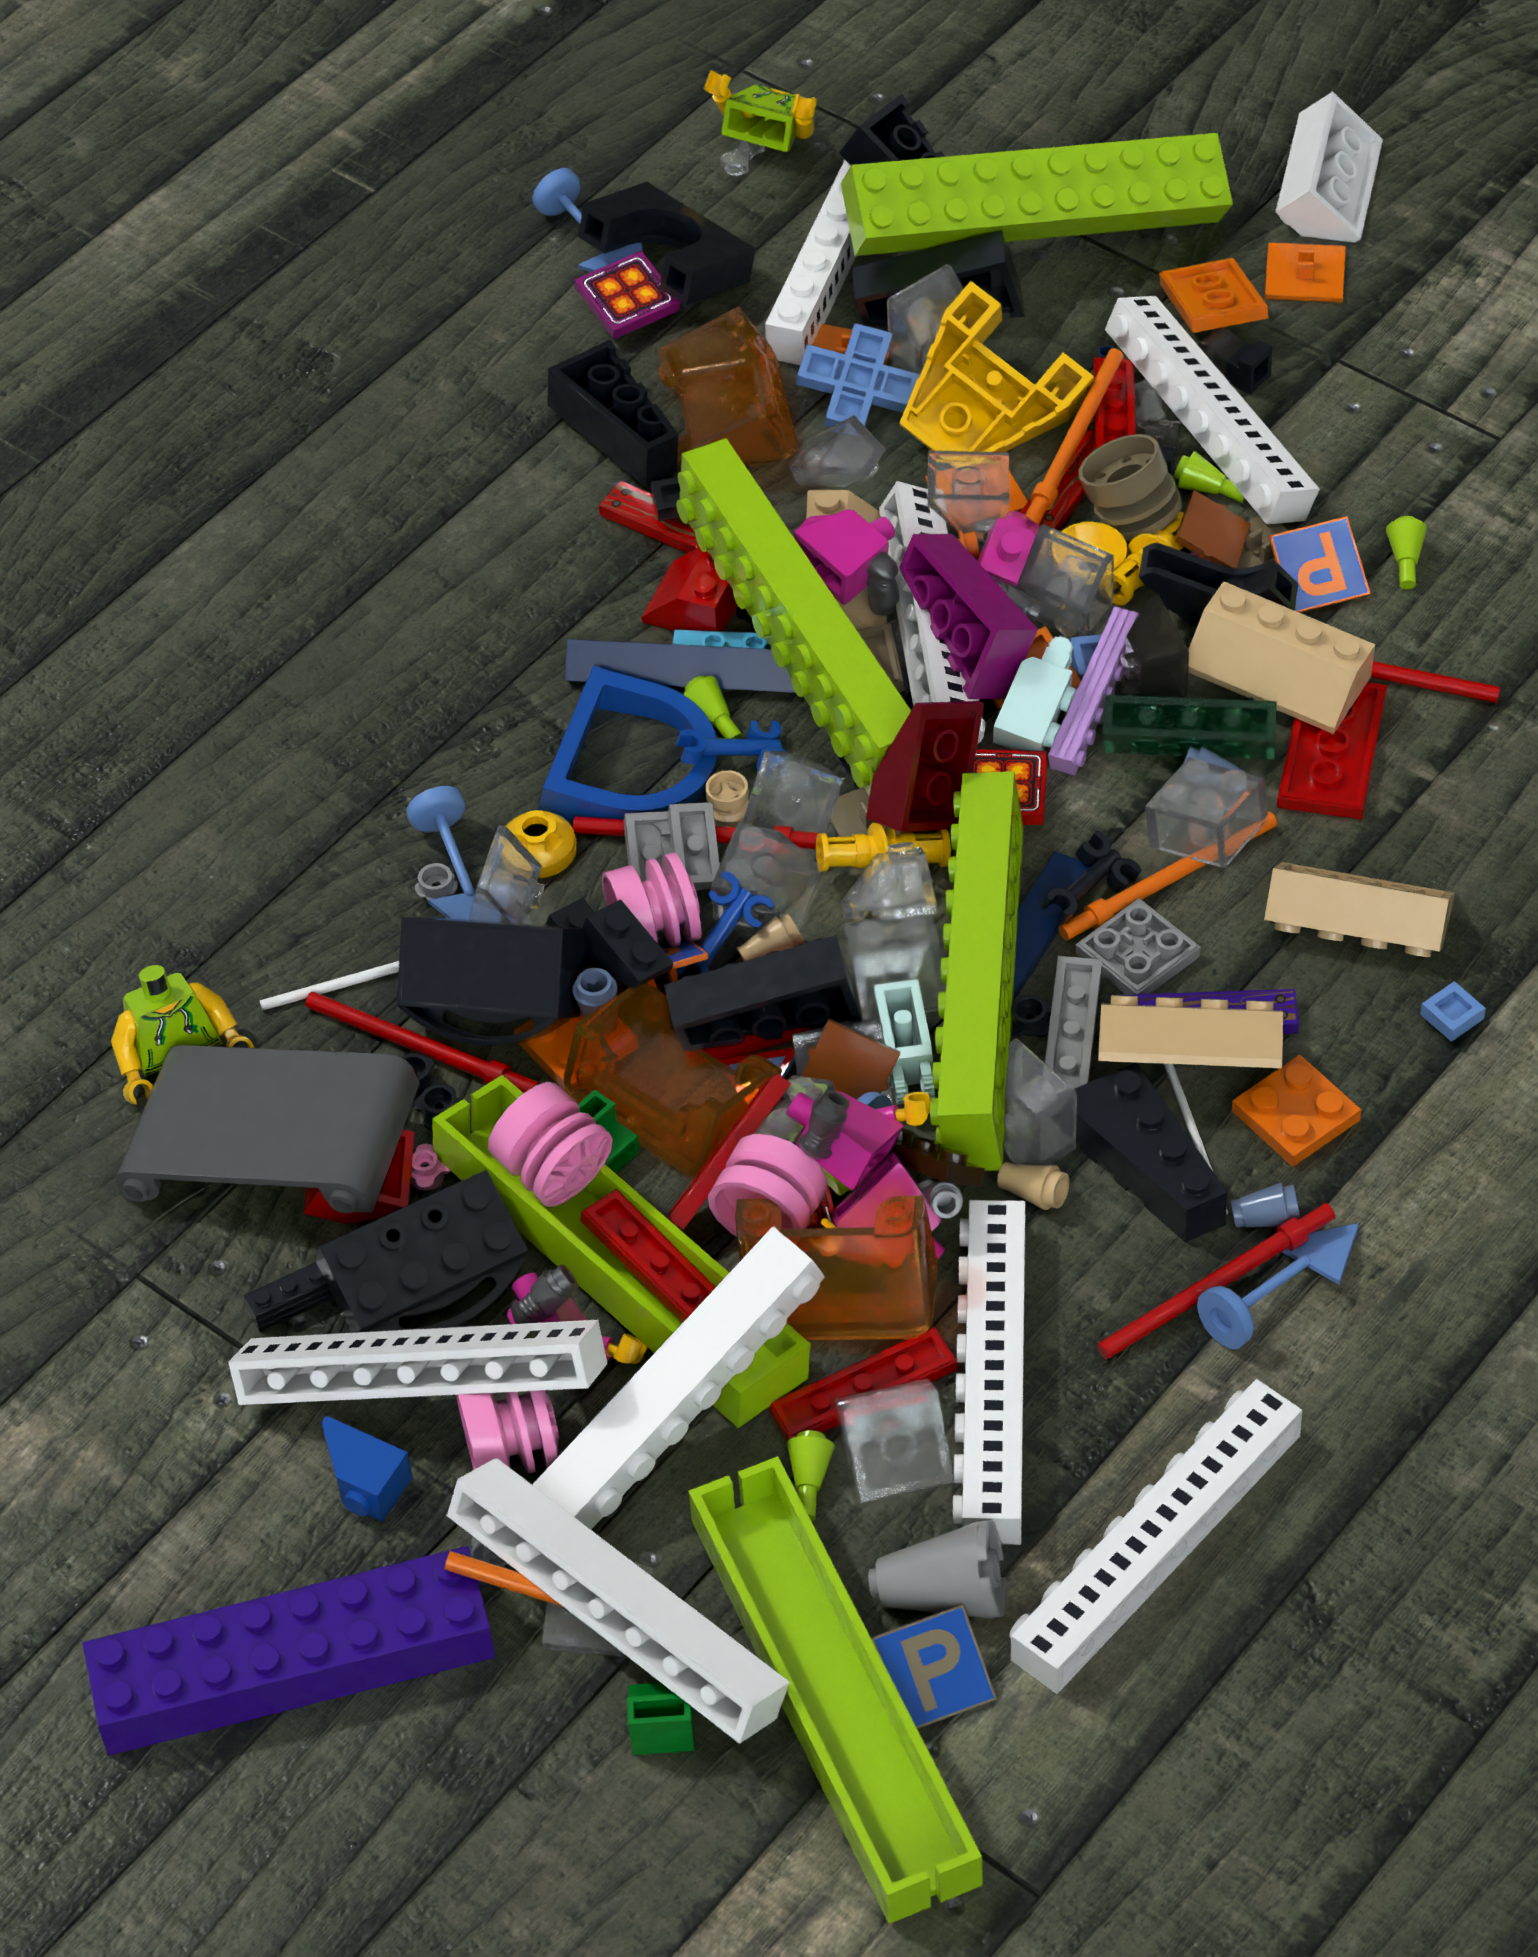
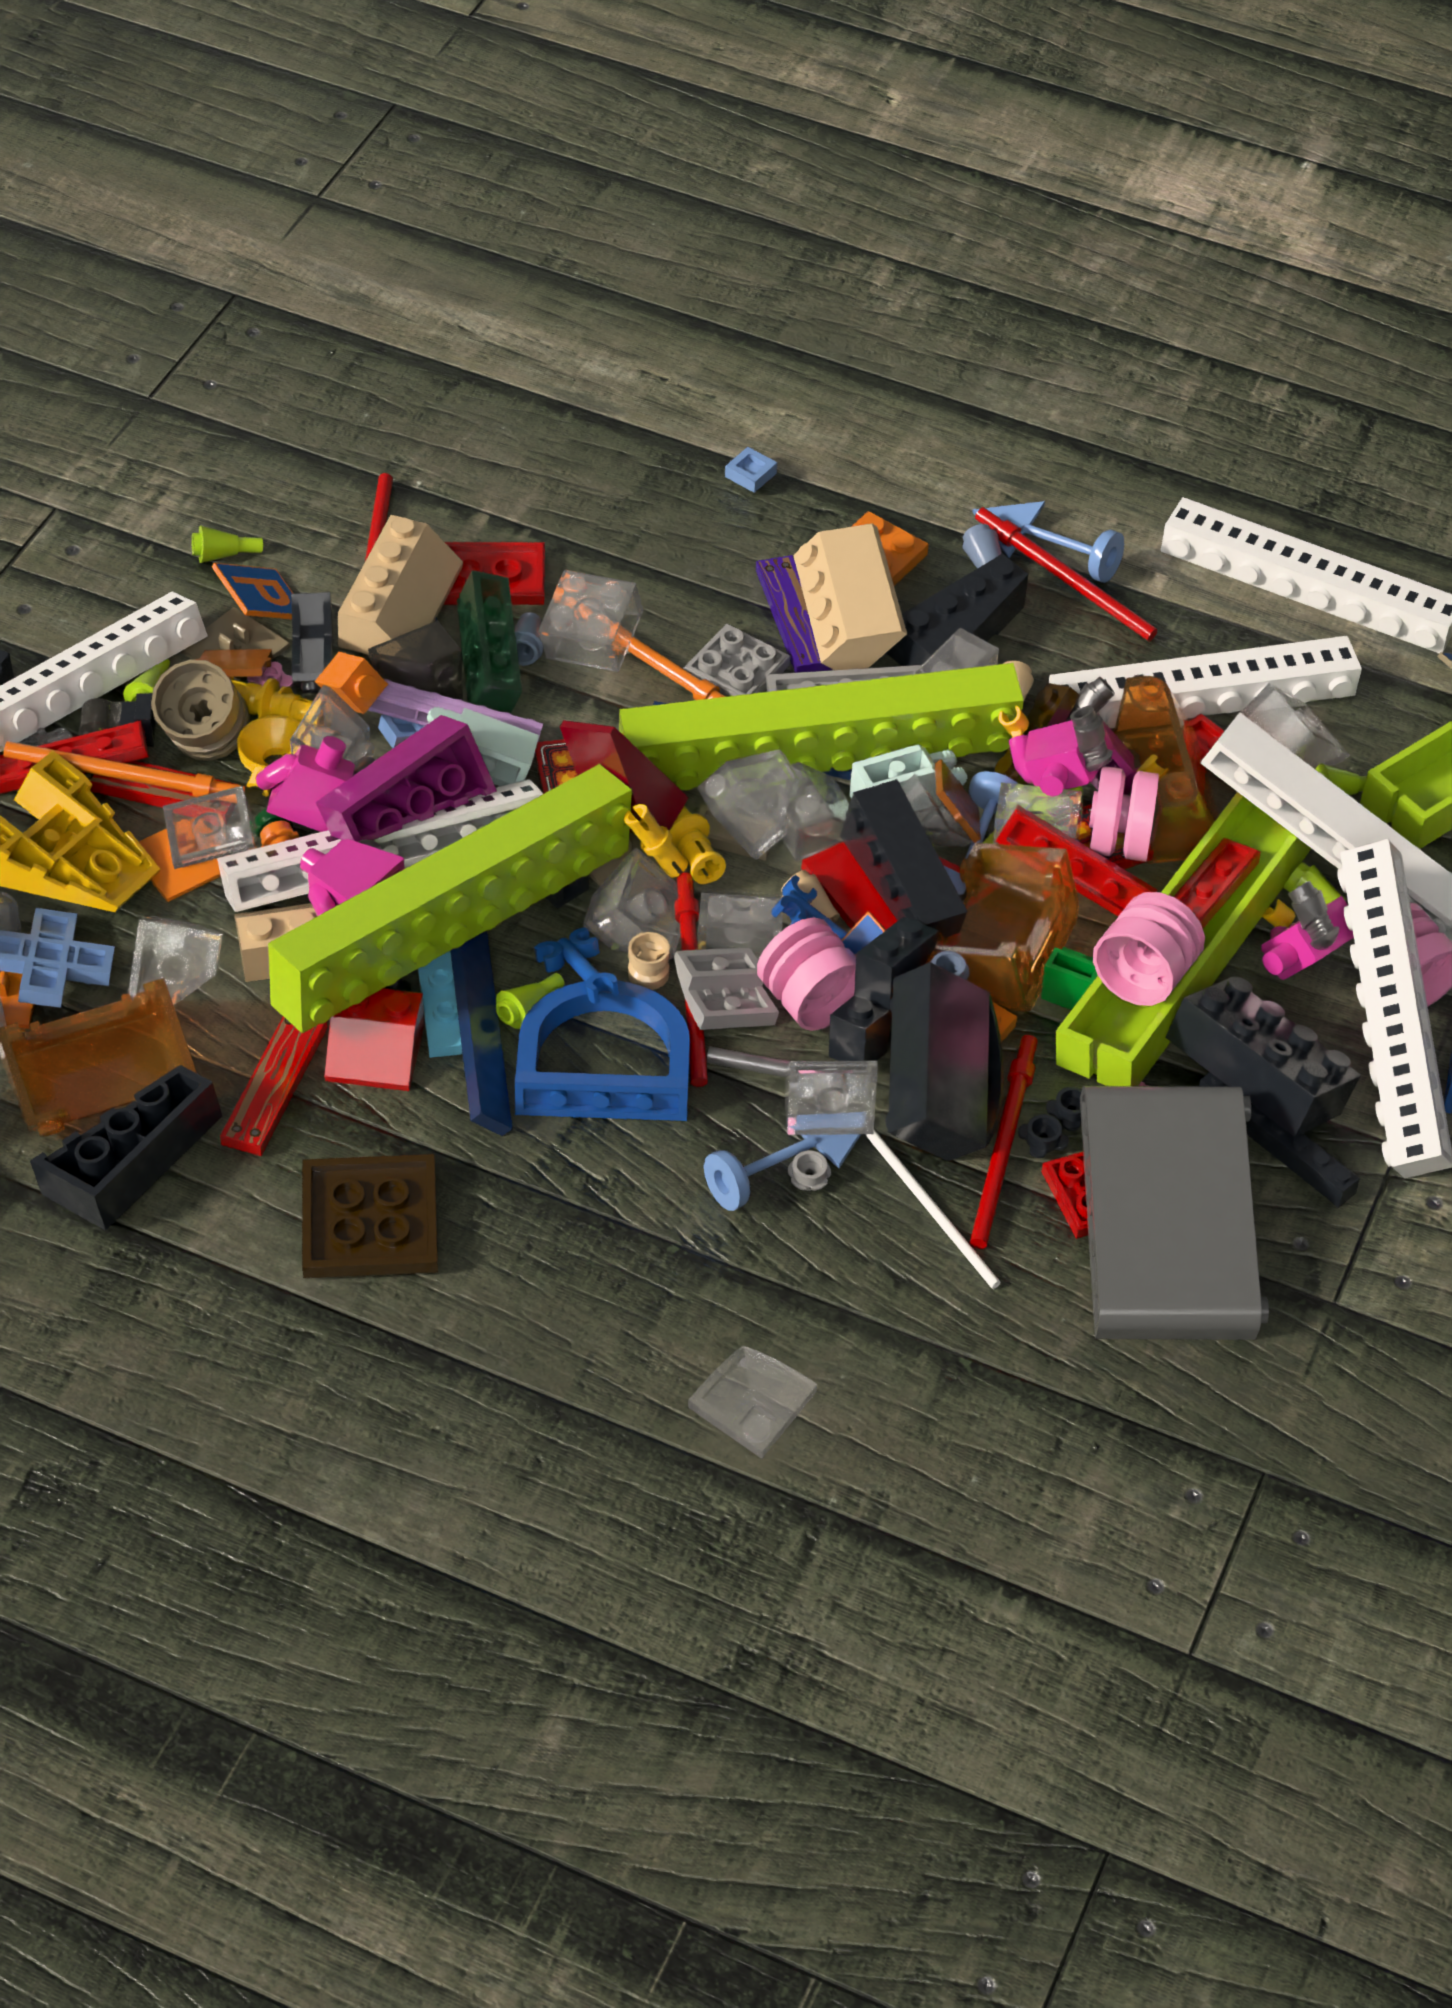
camera: 110 degrees left, 0 degrees up
(163, 1016) = (1076, 1329): torso -> none
(203, 794) = (752, 1398): none -> clear plate
(497, 568) = (369, 1216): none -> dark brown plate
(552, 849) = (726, 1119): yellow piece -> none
(581, 874) = (747, 1061): none -> flat silver bar
(665, 496) = (255, 1069): black plate -> none
(844, 792) = (656, 840): none -> yellow pin
(945, 1574) = (1407, 673): light grey cone -> none
(1103, 862) = (664, 689): black bar -> none
(1121, 583) = (353, 681): none -> orange brick
(1358, 907) = (657, 527): tan slope -> none

